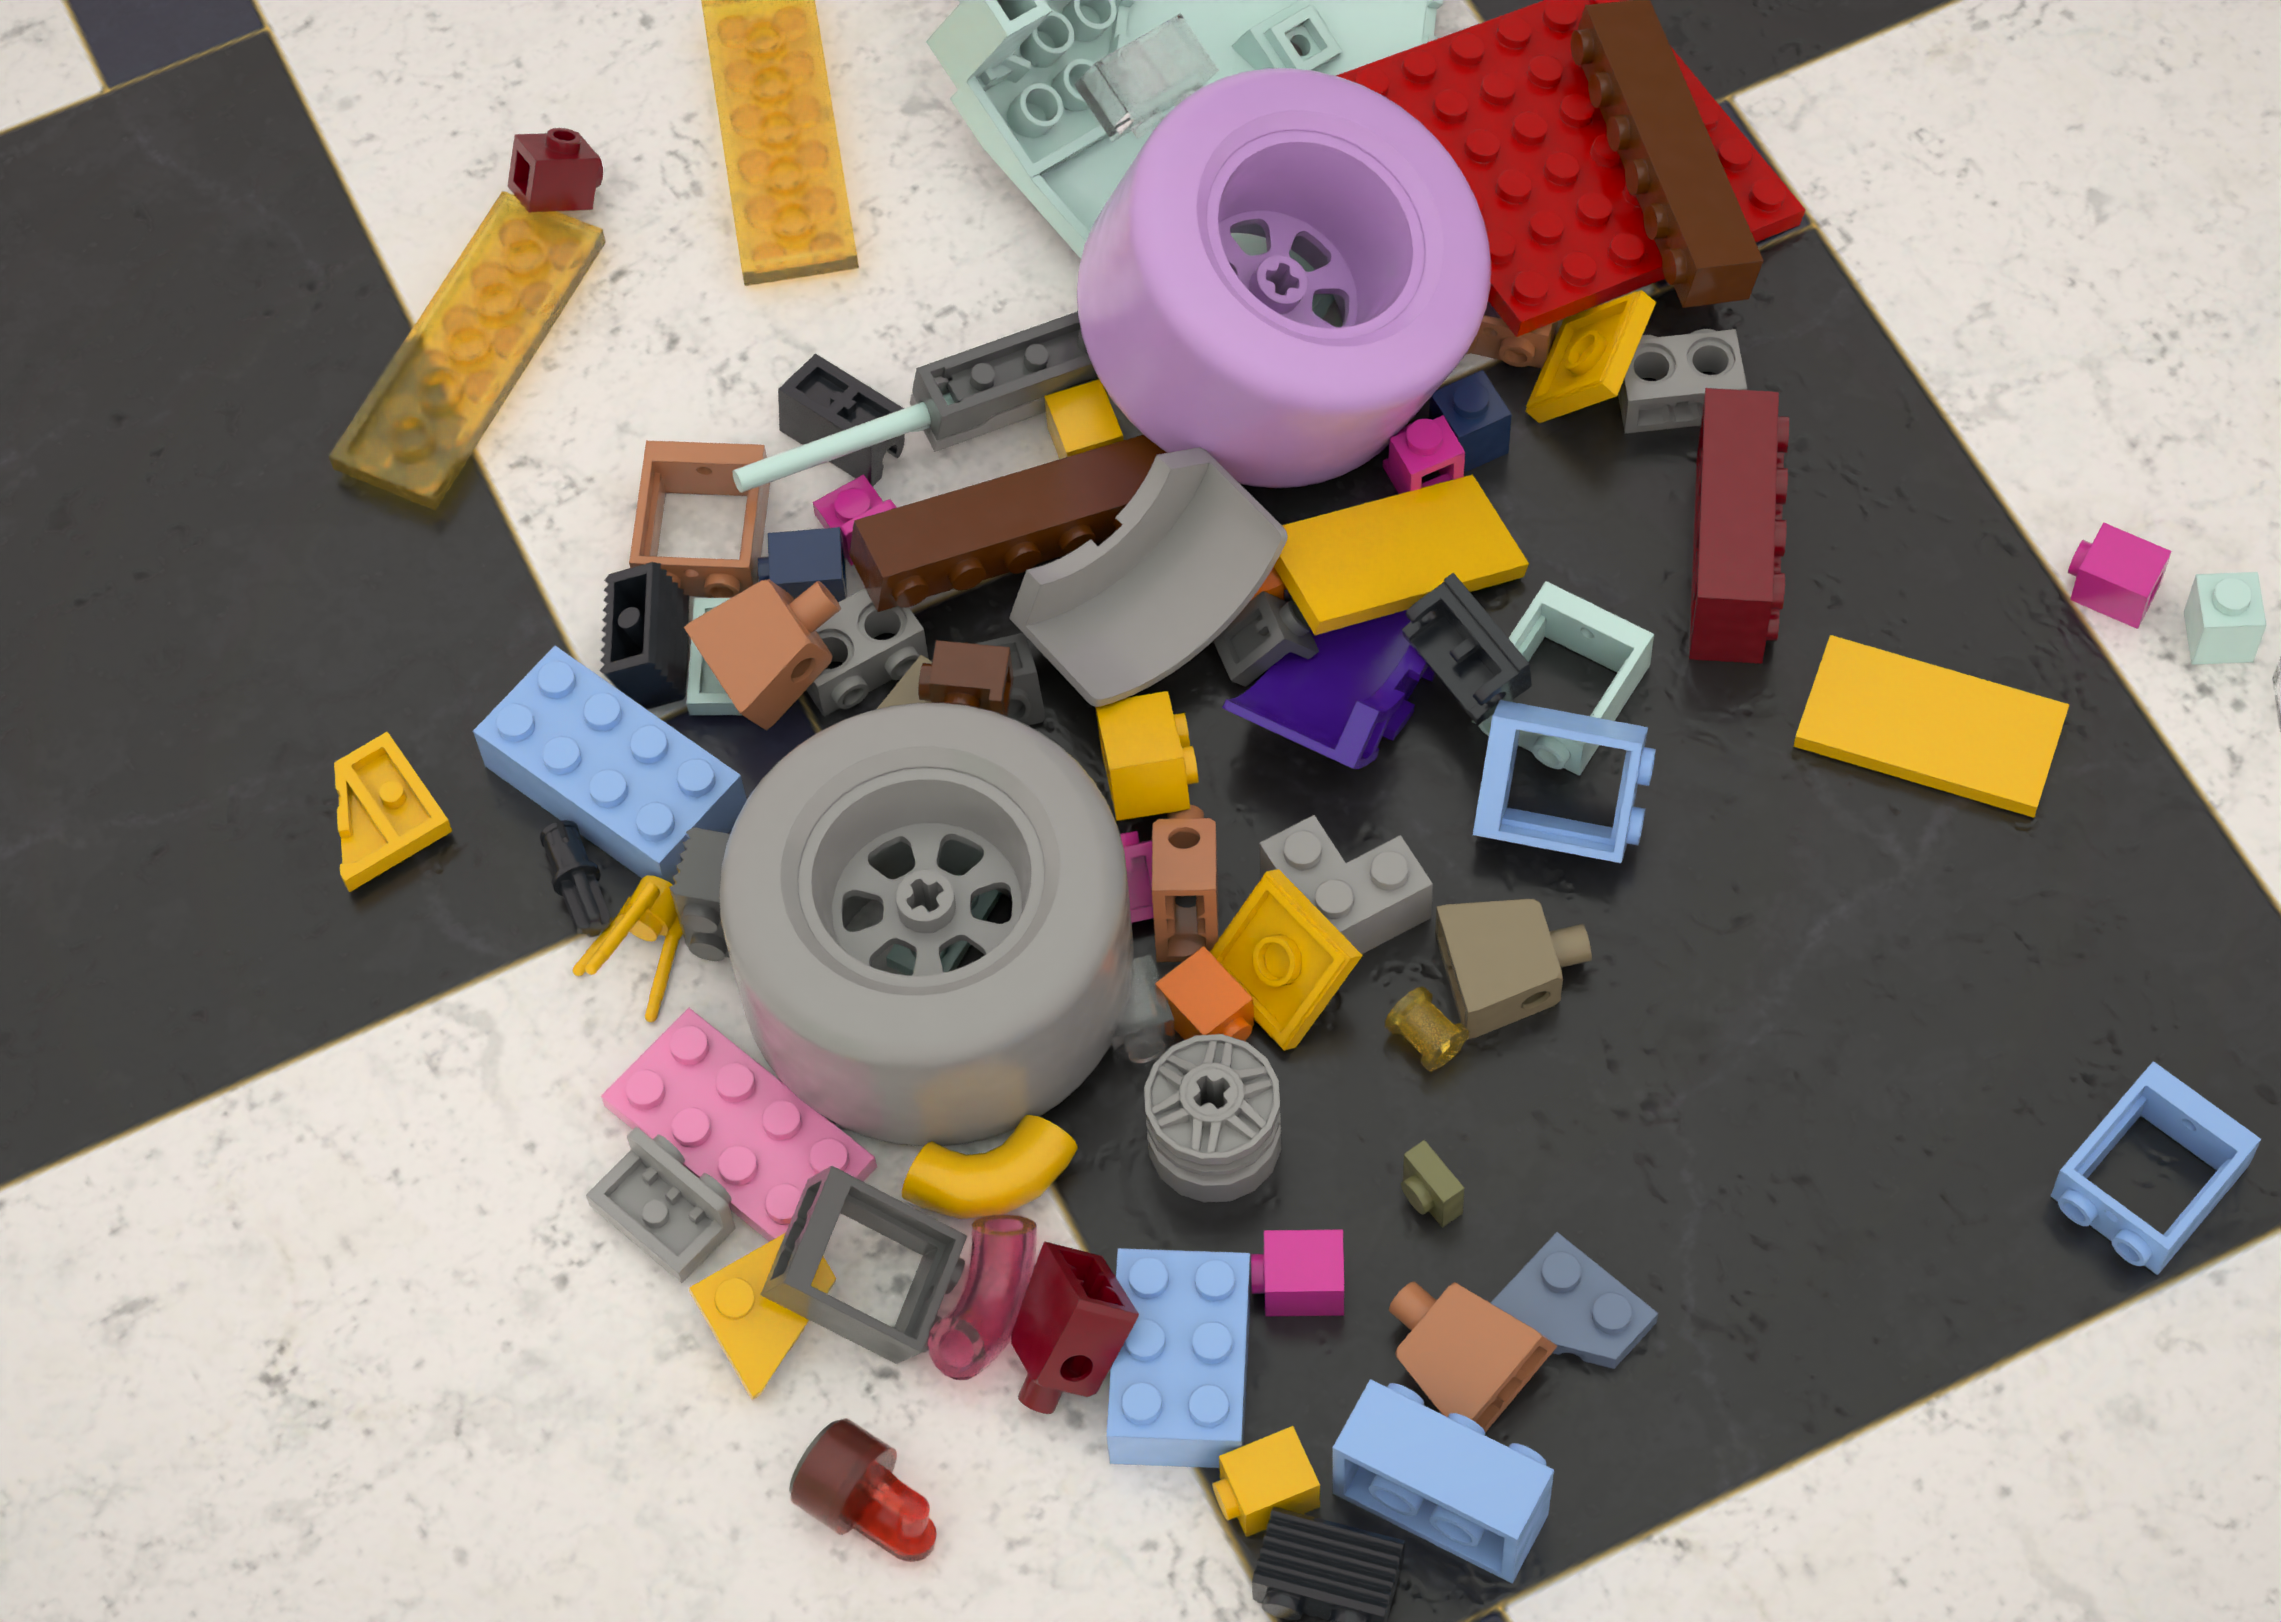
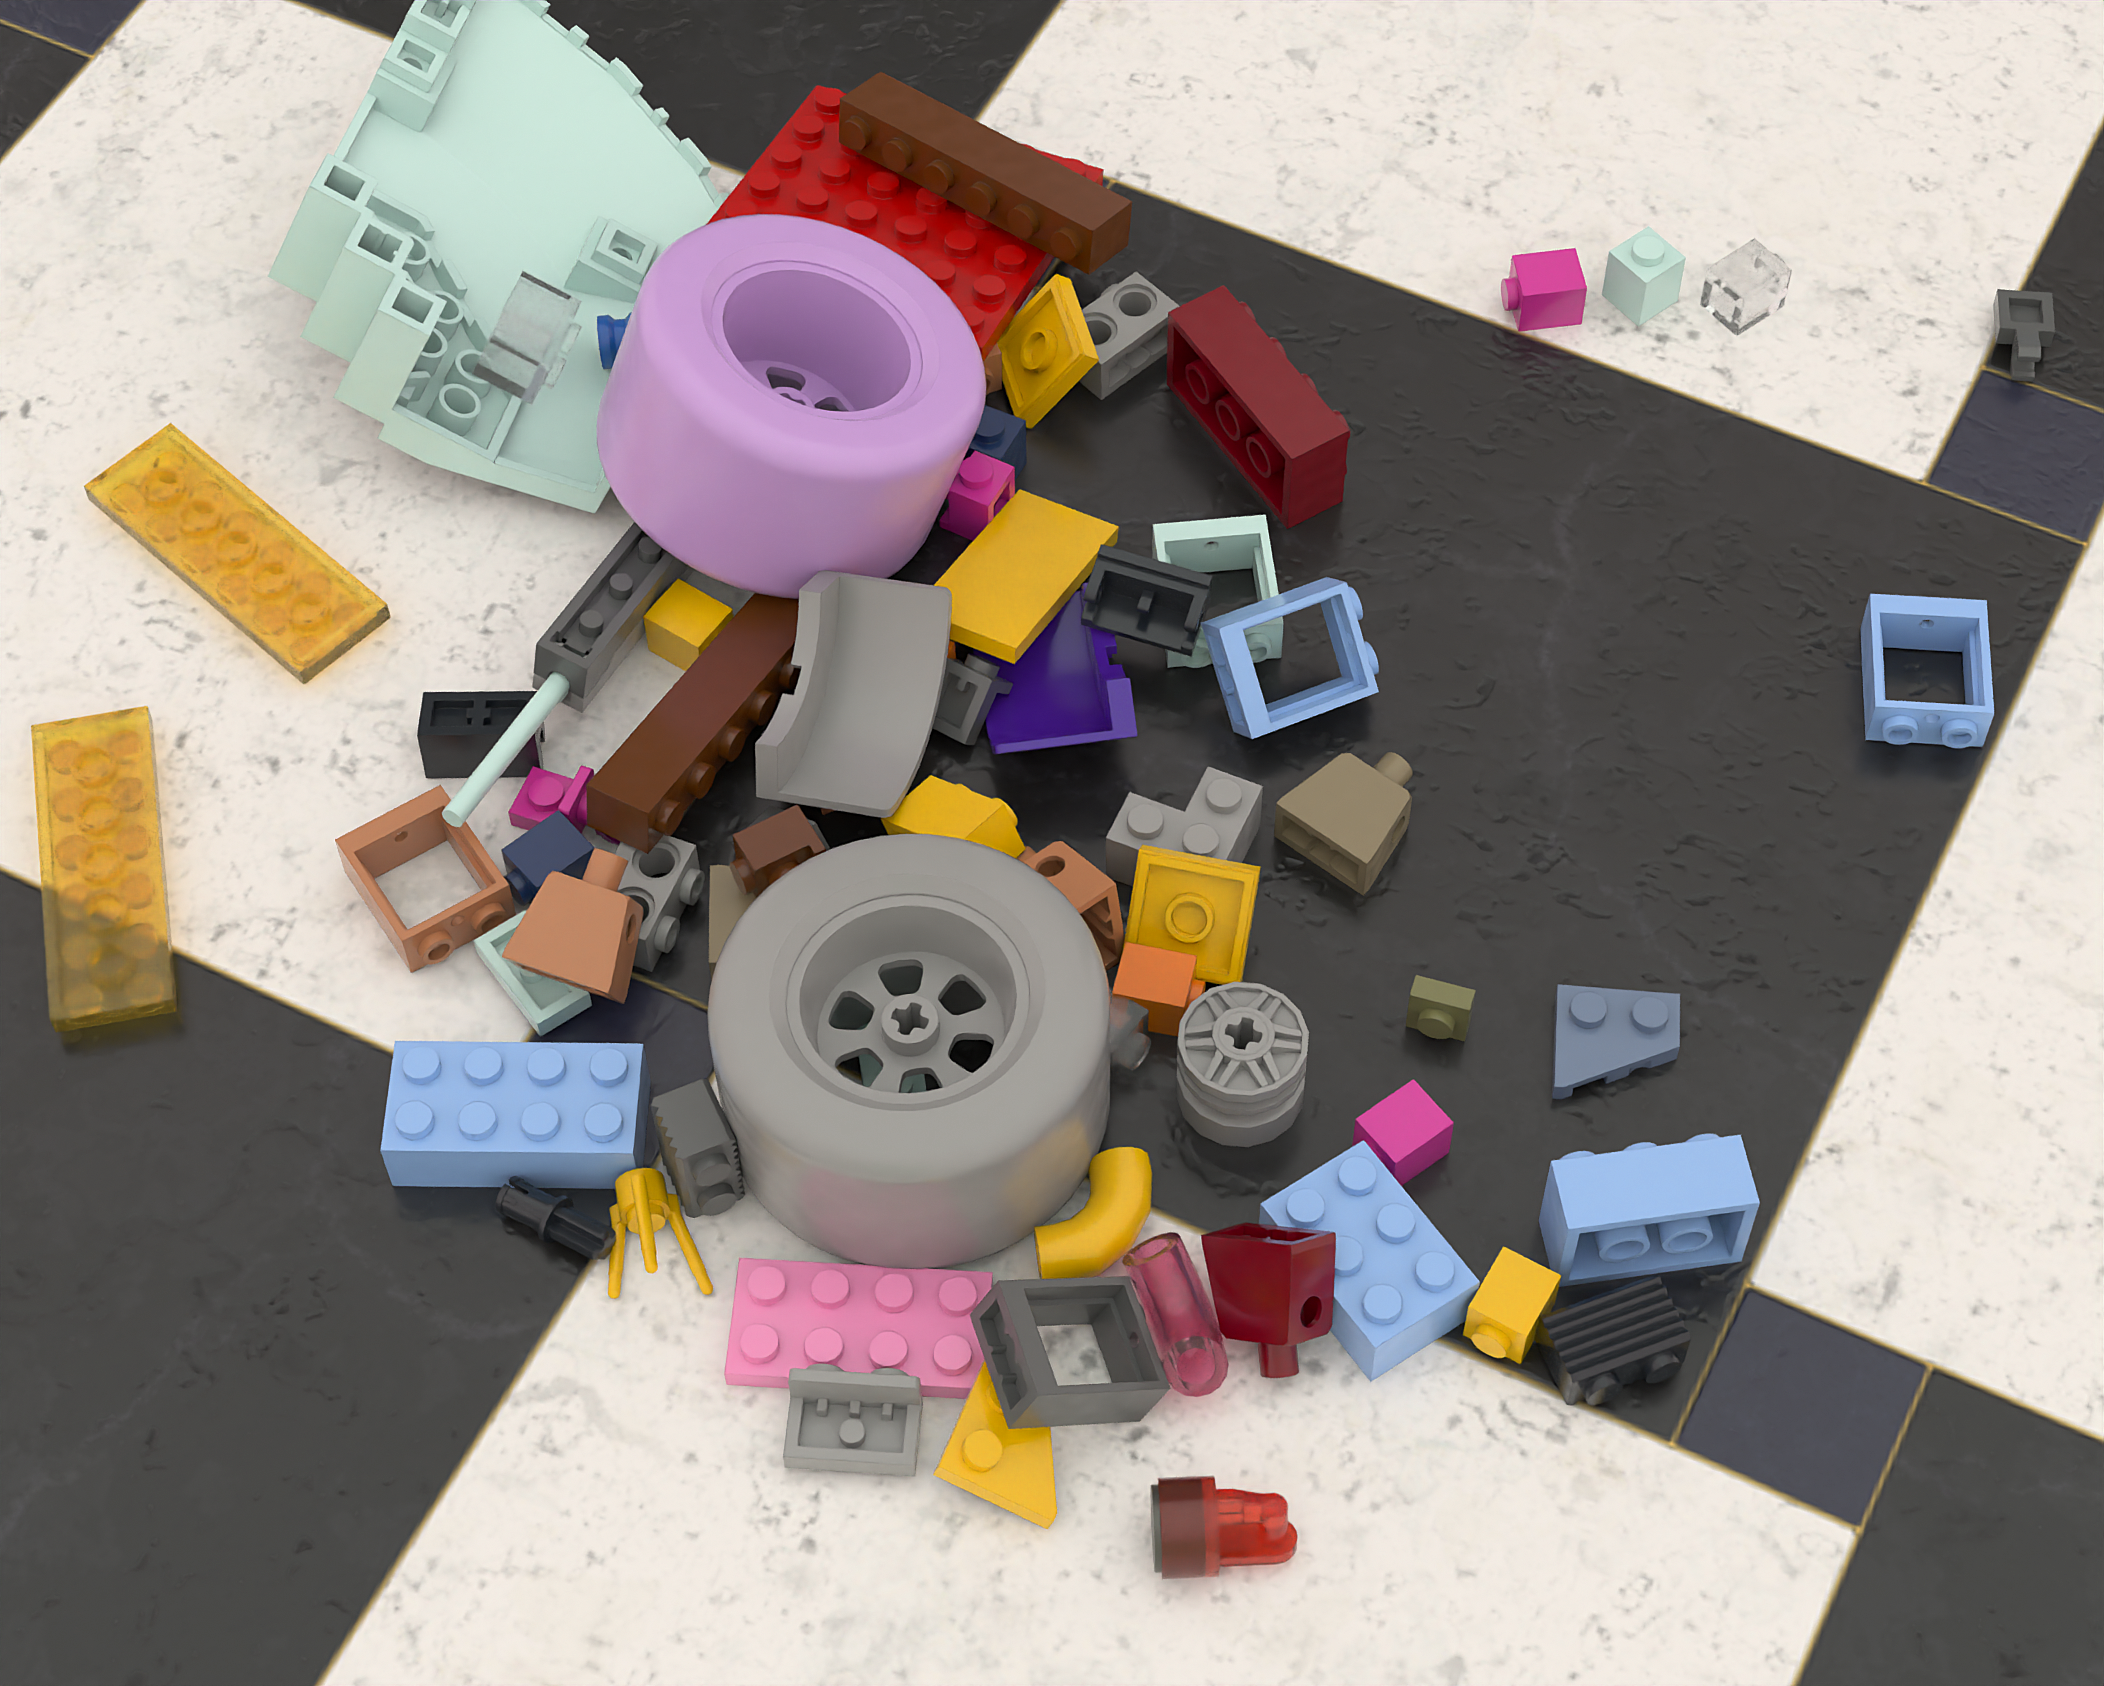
camera: 40 degrees left, 5 degrees down
(382, 811) = (338, 1271): yellow wing -> none
(554, 171) = (68, 682): dark red brick -> none
(646, 635) = (460, 988): black brick -> none
(1426, 1028) = (1335, 901): clear yellow bush -> none
(1466, 1351) = (1573, 1103): nougat torso -> none
(1931, 725) = (1502, 470): yellow tile -> none

